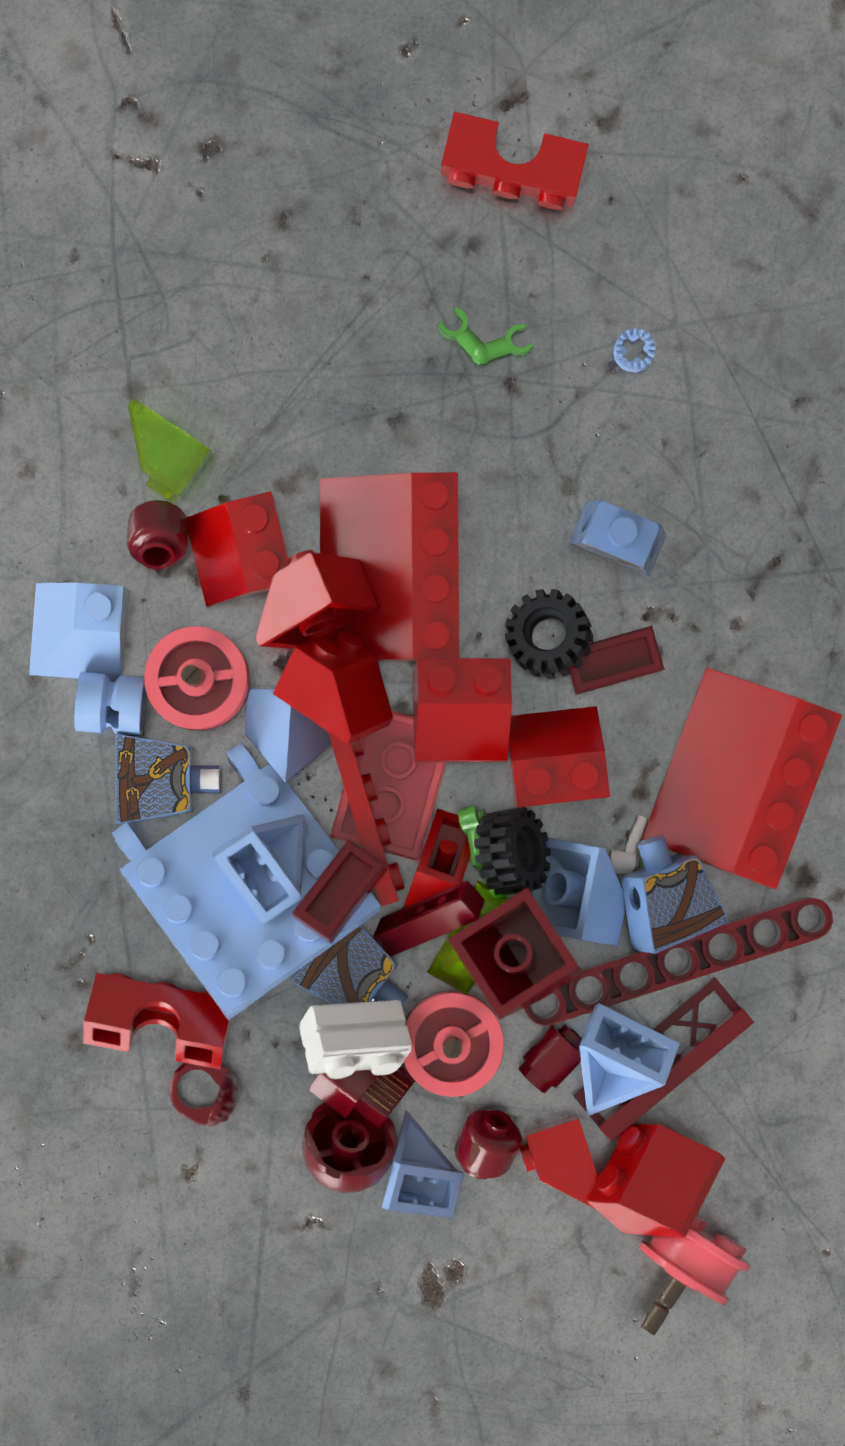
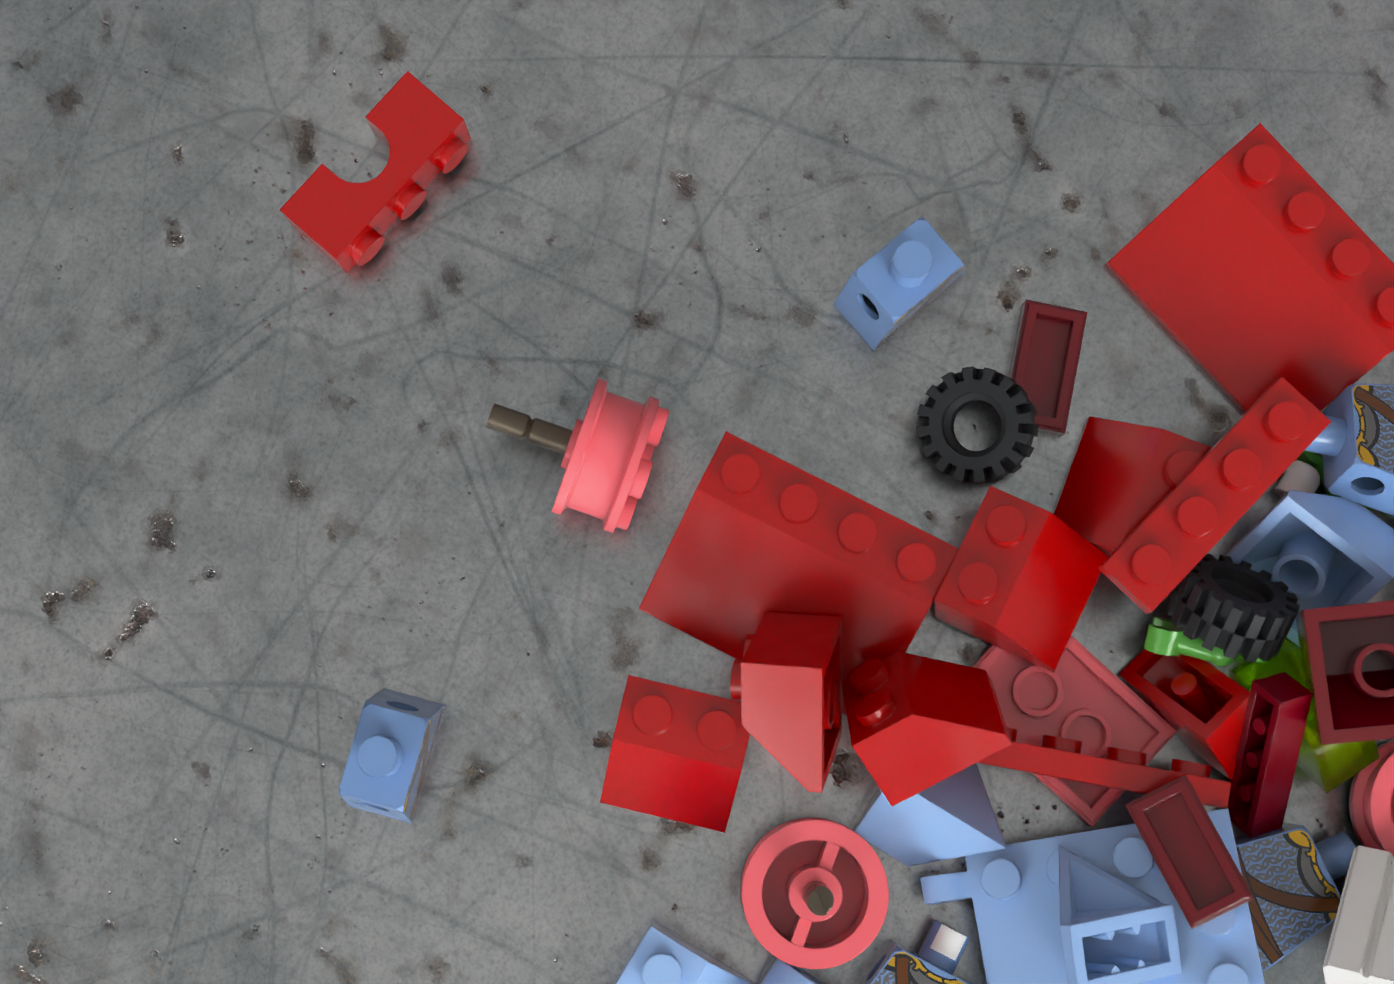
camera: 65 degrees left, 5 degrees down
(146, 370) = (391, 754): none -> medium blue torso
(157, 534) = (605, 847): dark red head -> none
(166, 452) = (507, 782): clear neon green slope -> none
(403, 402) = (603, 454): none -> coral wheel
(484, 352) = (586, 335): bright green arm -> none
(575, 800) = (1214, 495): none -> red plate
(648, 350) = (689, 136): light blue bush -> none

